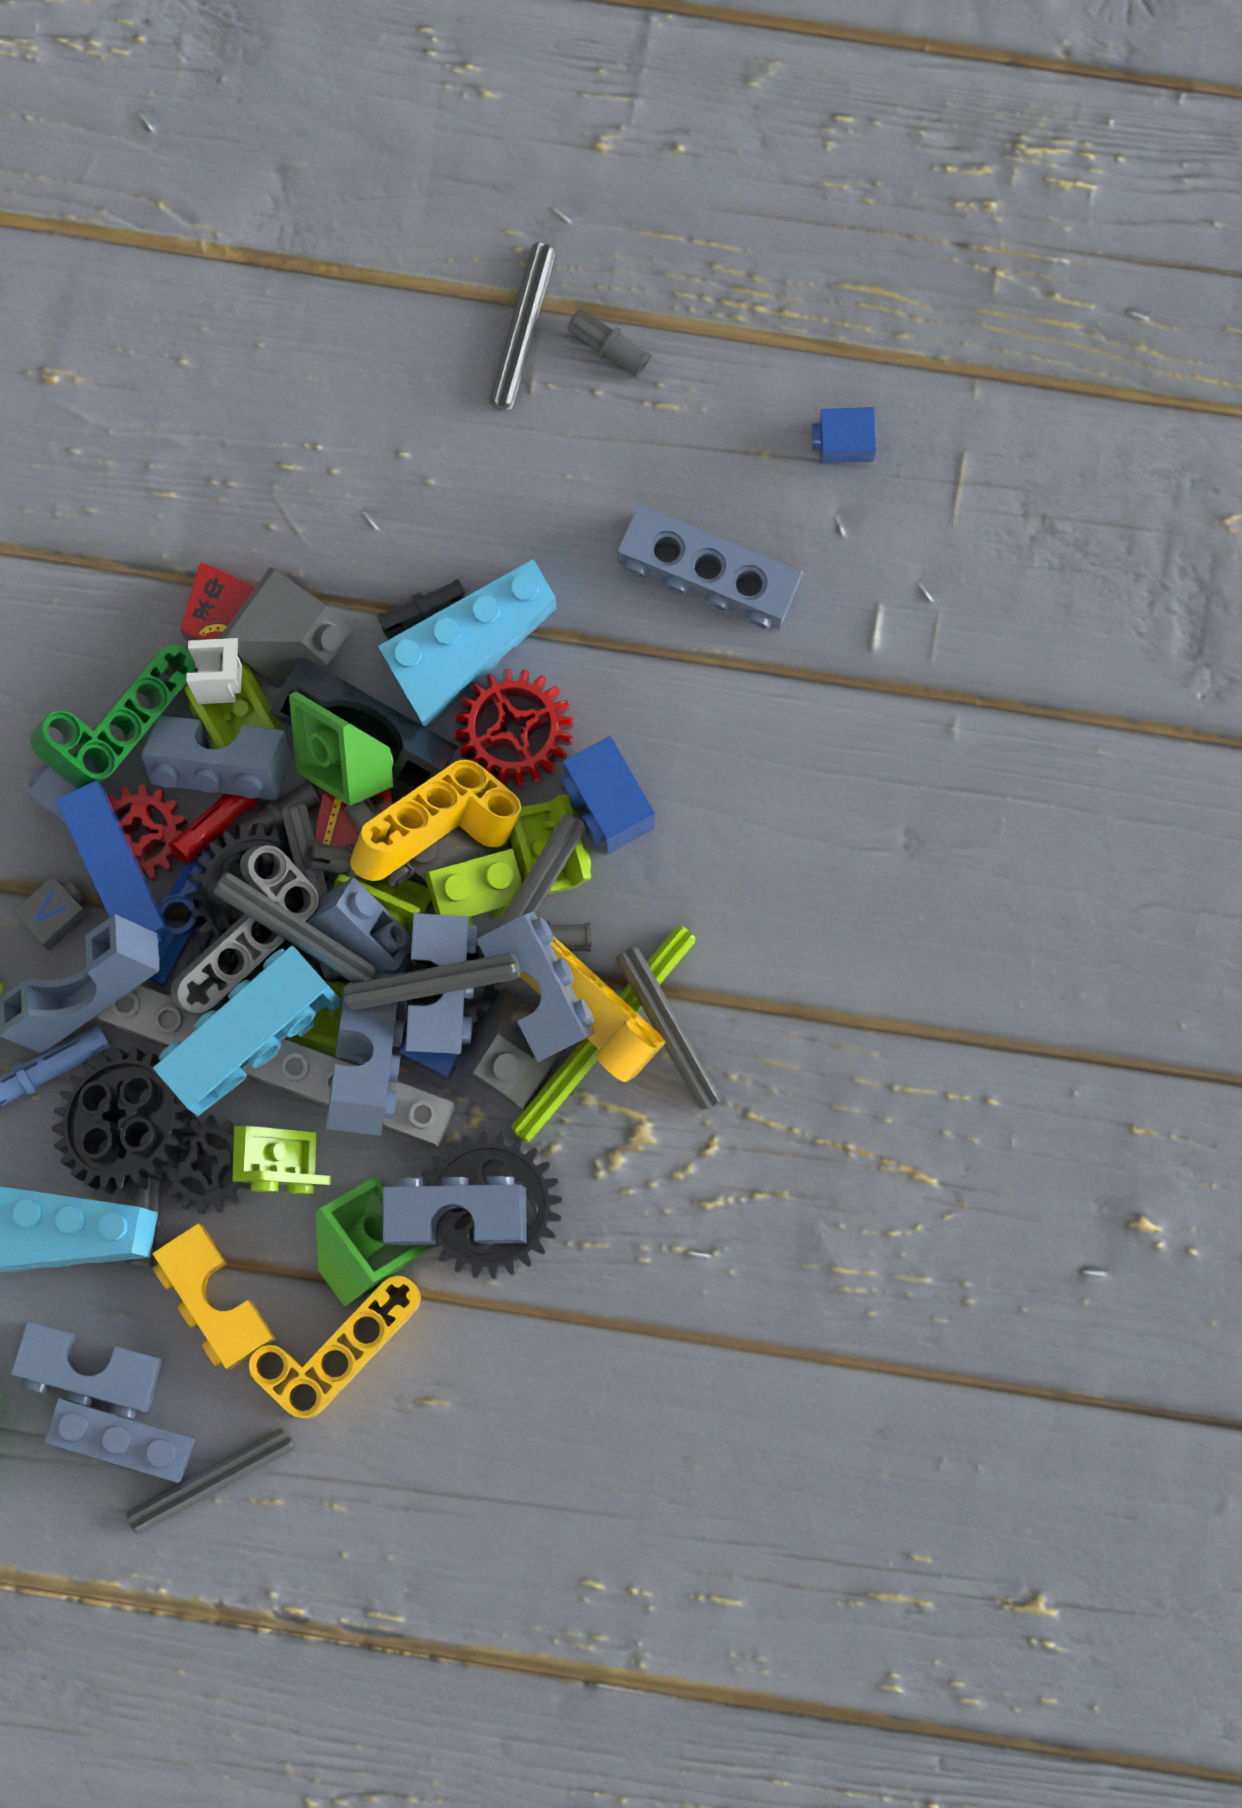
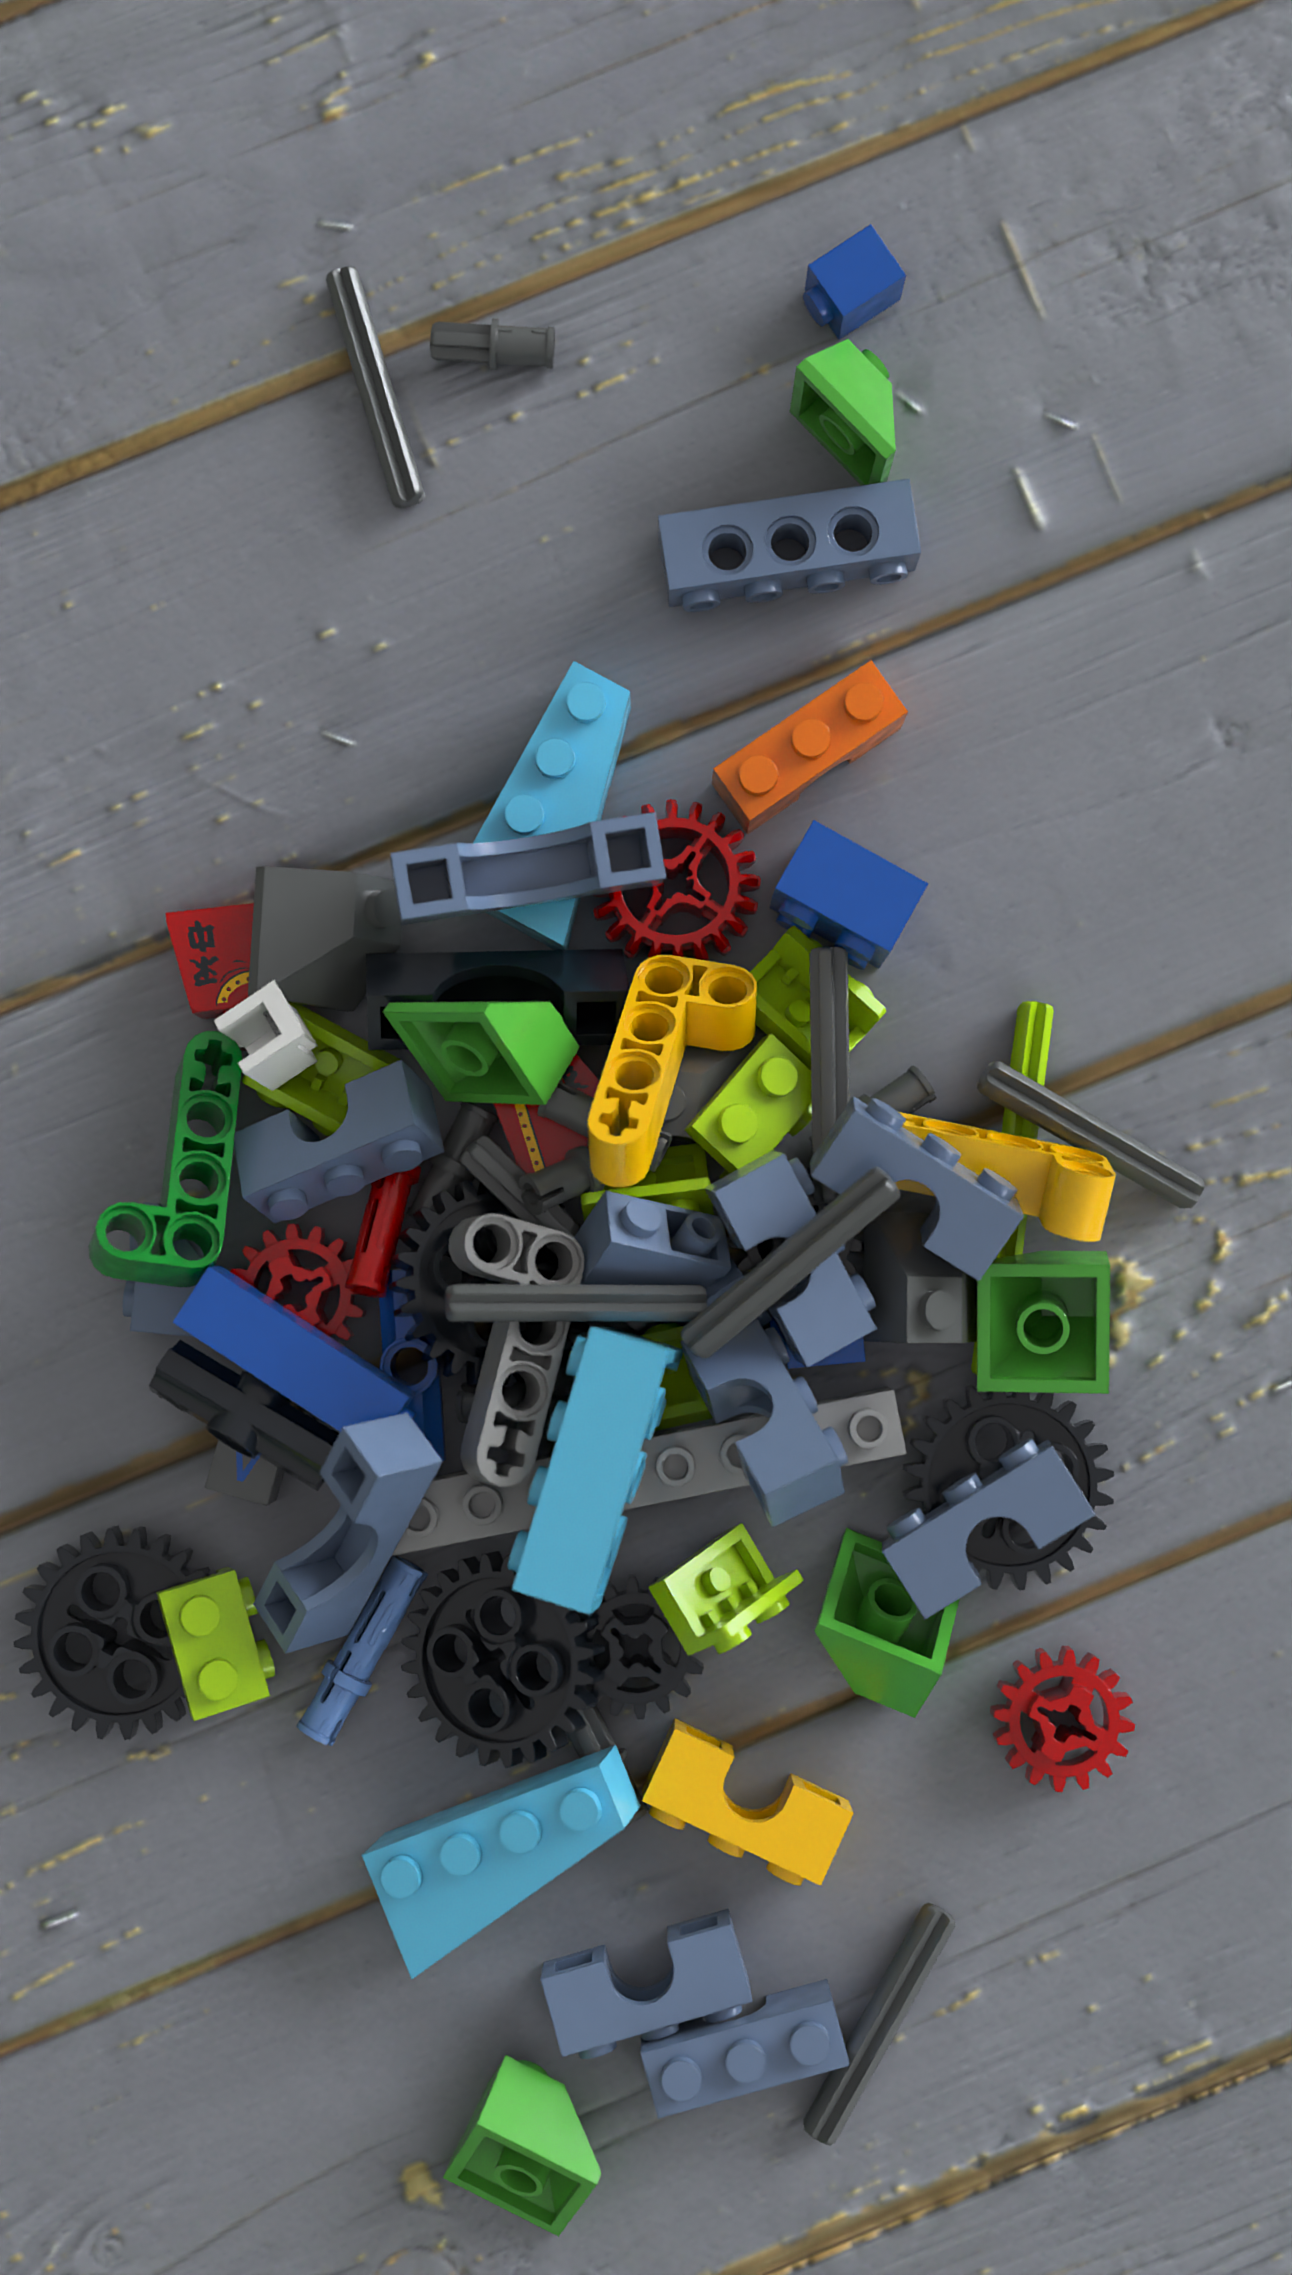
camera: 30 degrees left, 5 degrees up
(62, 878) = (244, 1413): none -> black piece
(343, 1340) = (936, 1758): yellow beam -> none
(420, 608) = (475, 800): black pin -> none
(423, 663) = (527, 870): none -> sand blue arch
(451, 1354) = (1051, 1742): none -> red gear
(568, 1119) = (1044, 1323): none -> bright green slope
(619, 694) = (807, 744): none -> orange arch
(796, 507) = (848, 409): none -> bright green slope

